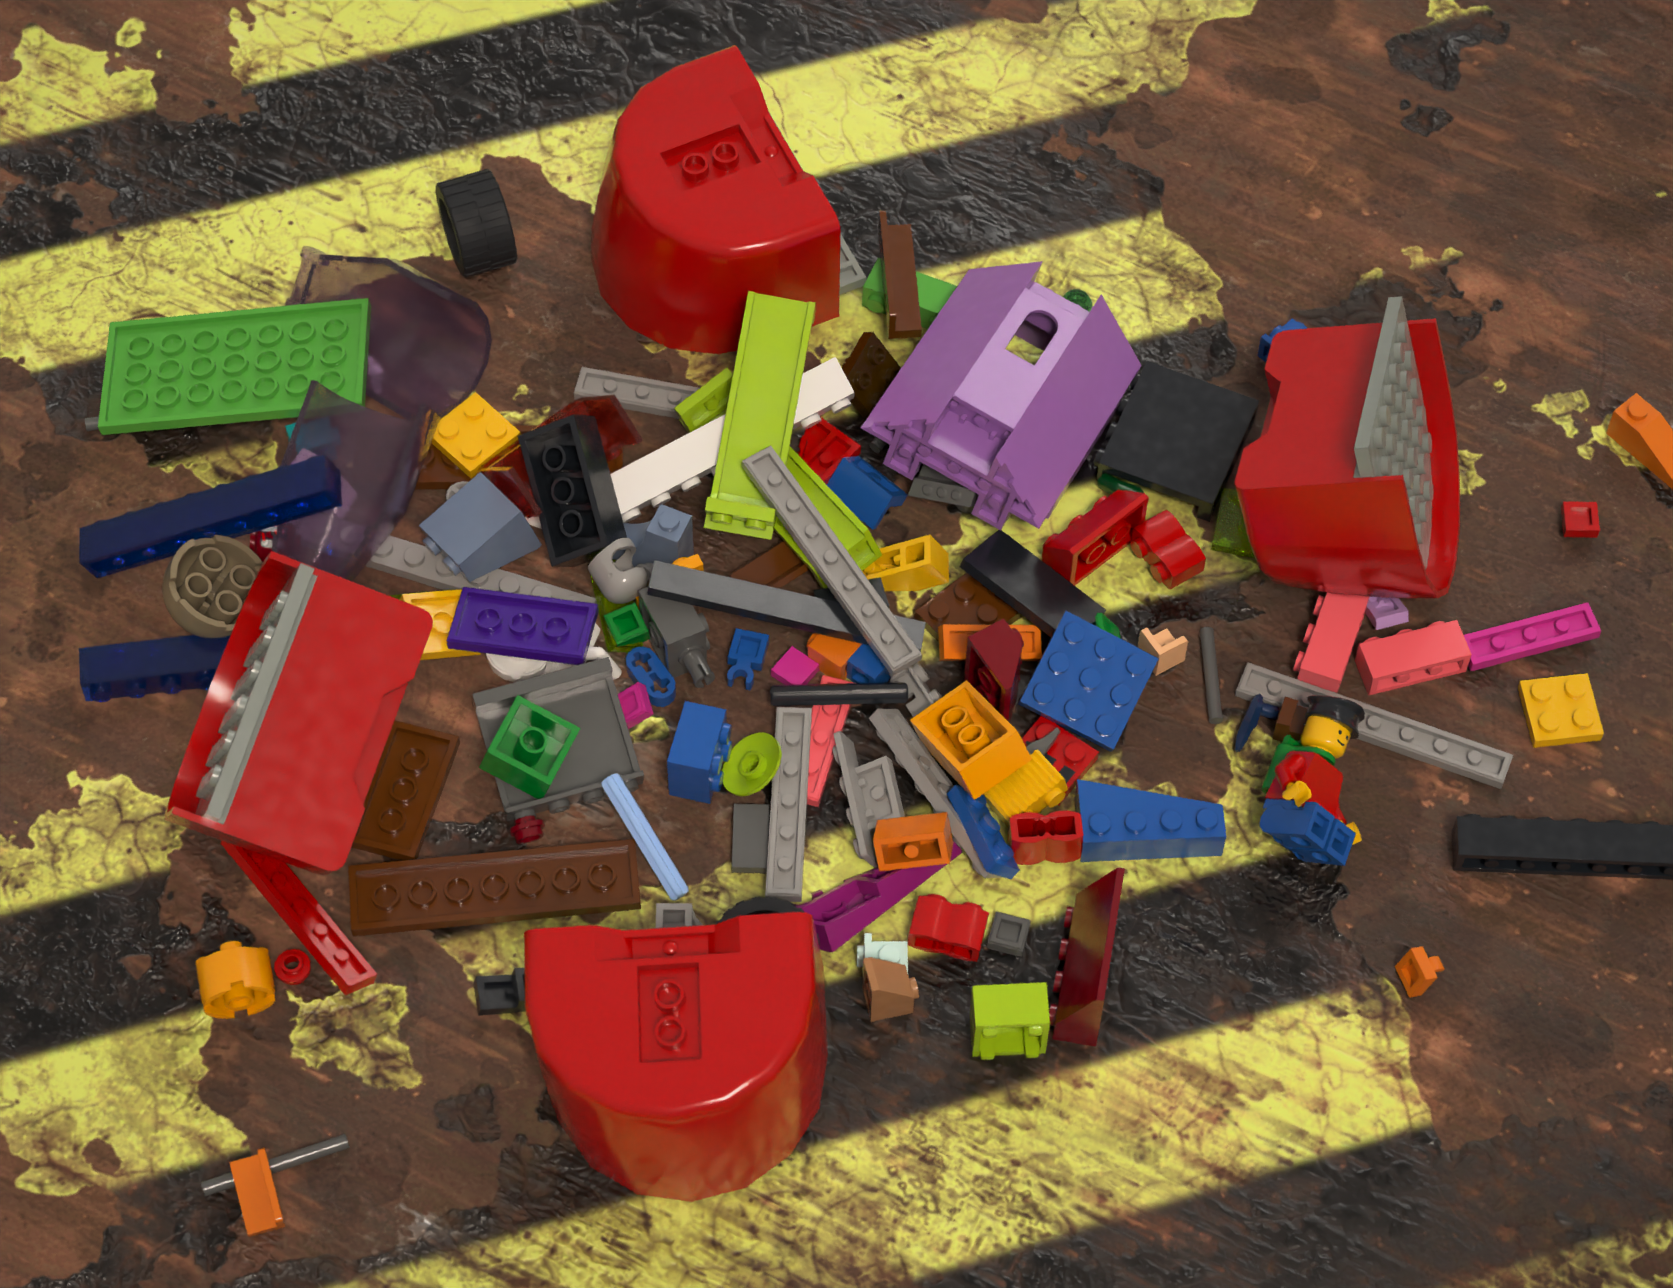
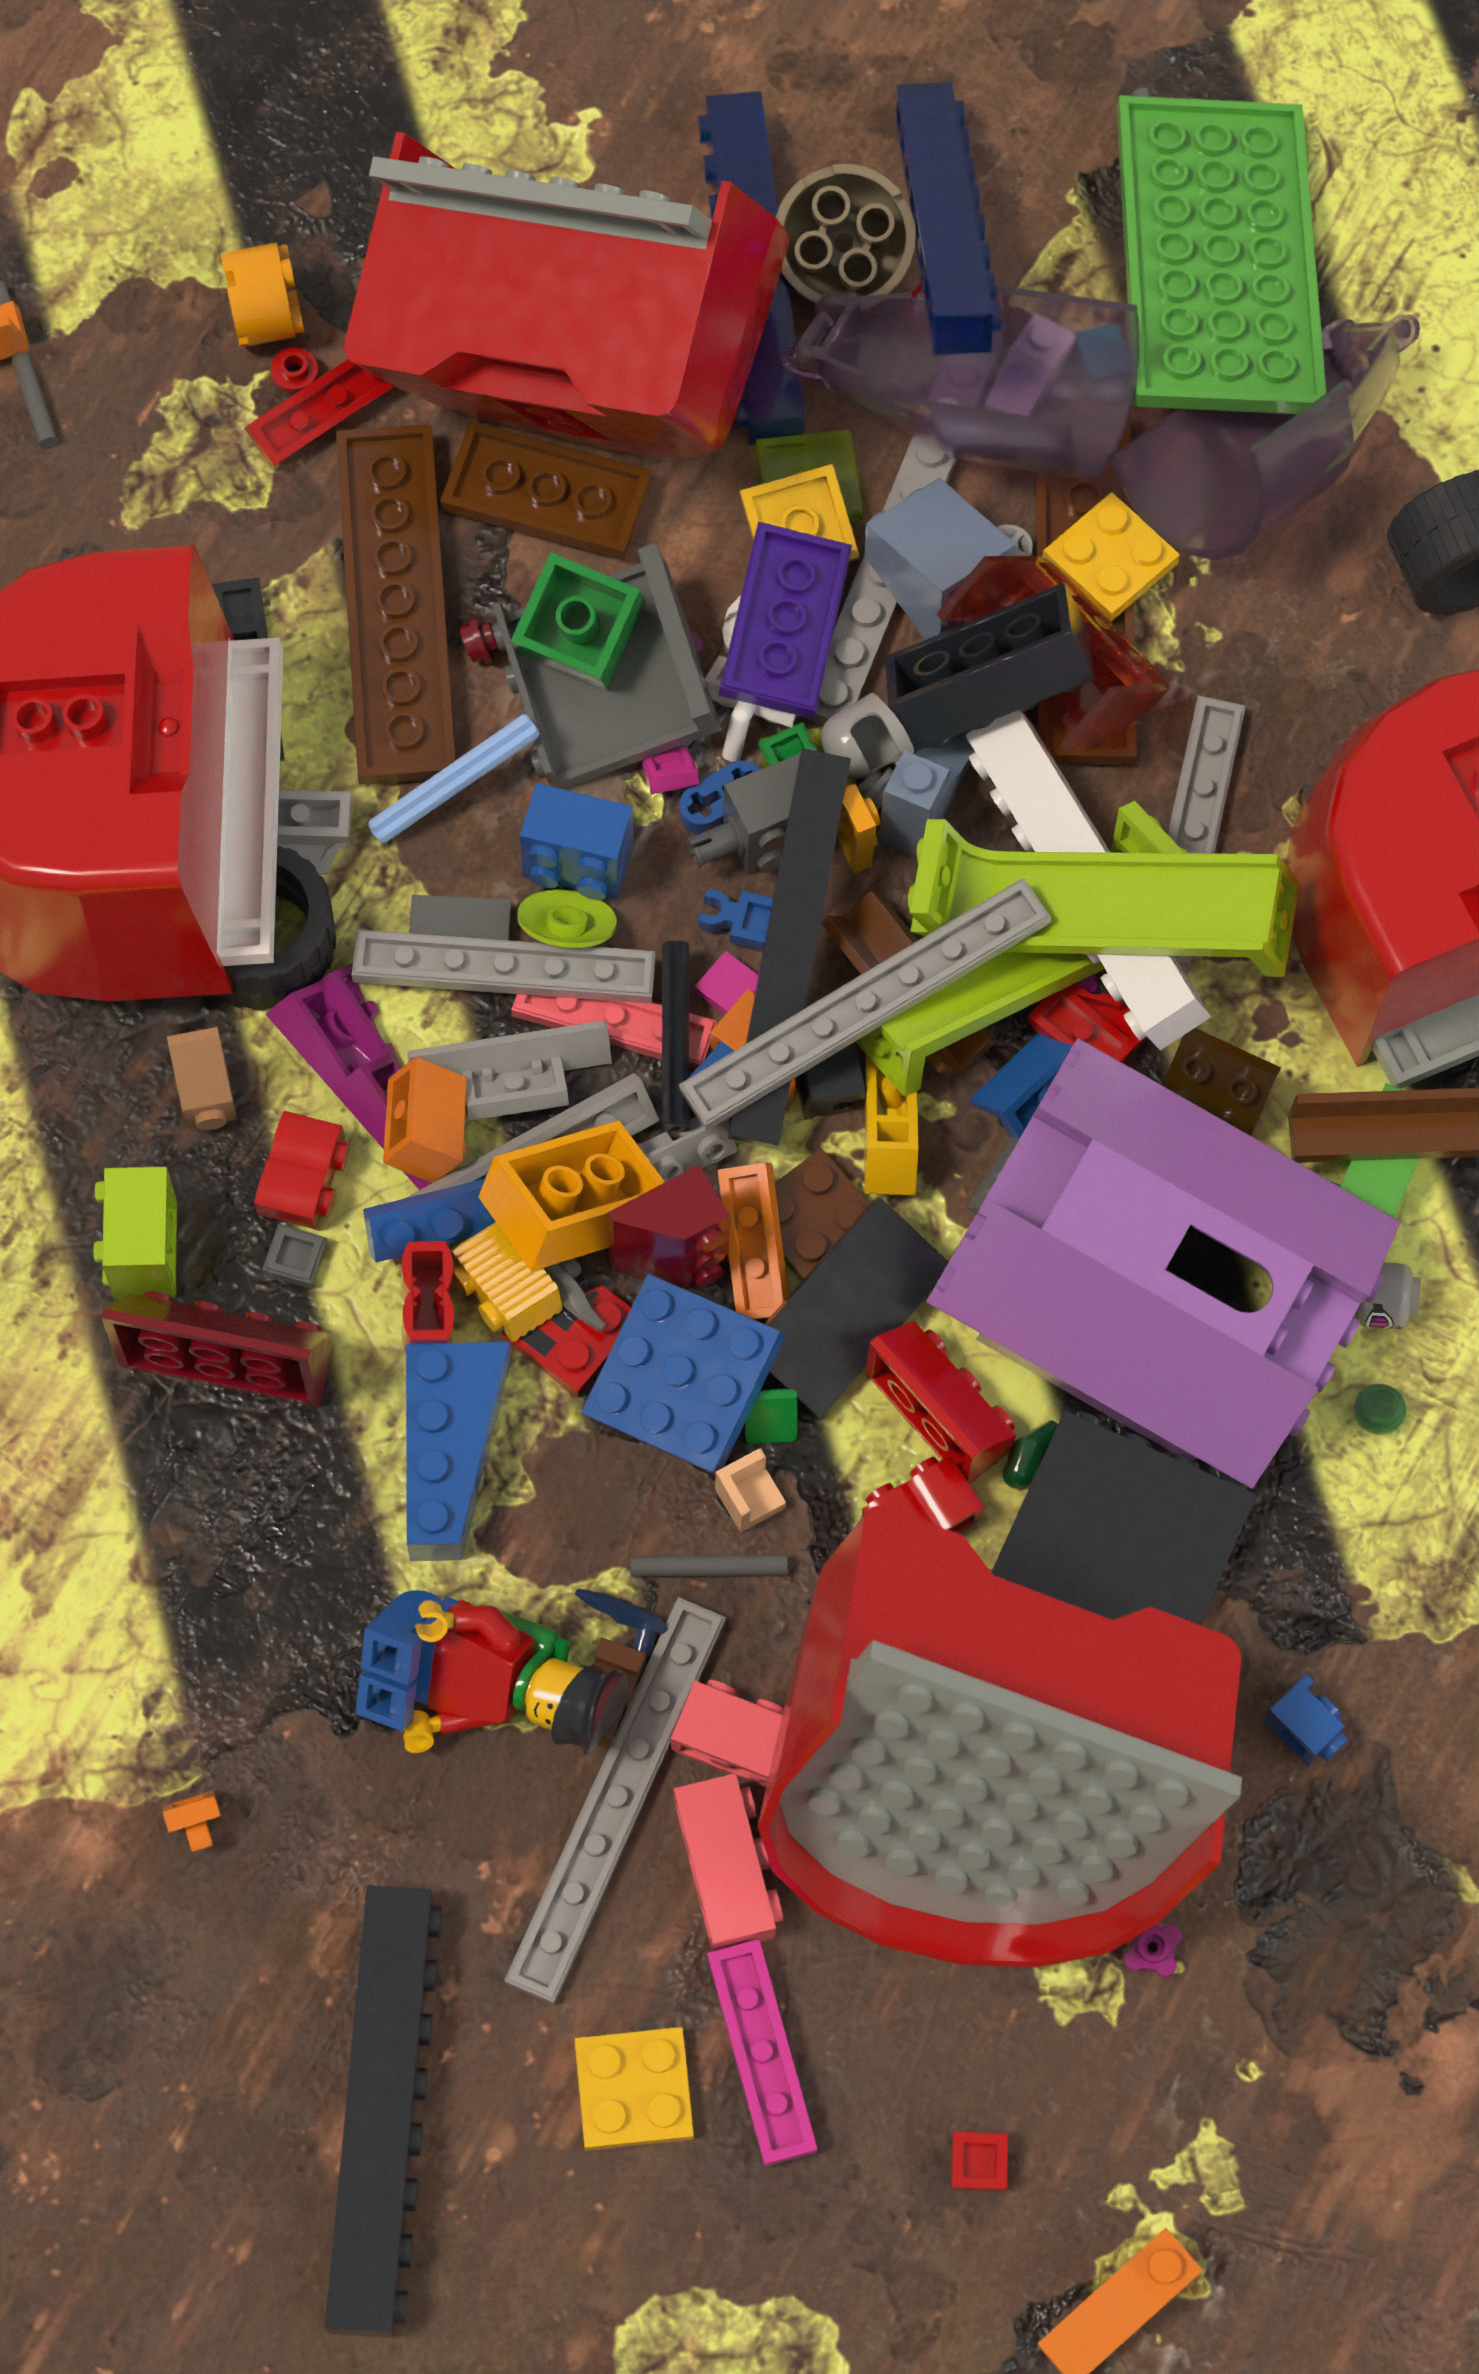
camera: 90 degrees right, 10 degrees up
(885, 950) = (262, 1084): light aqua bracket -> none

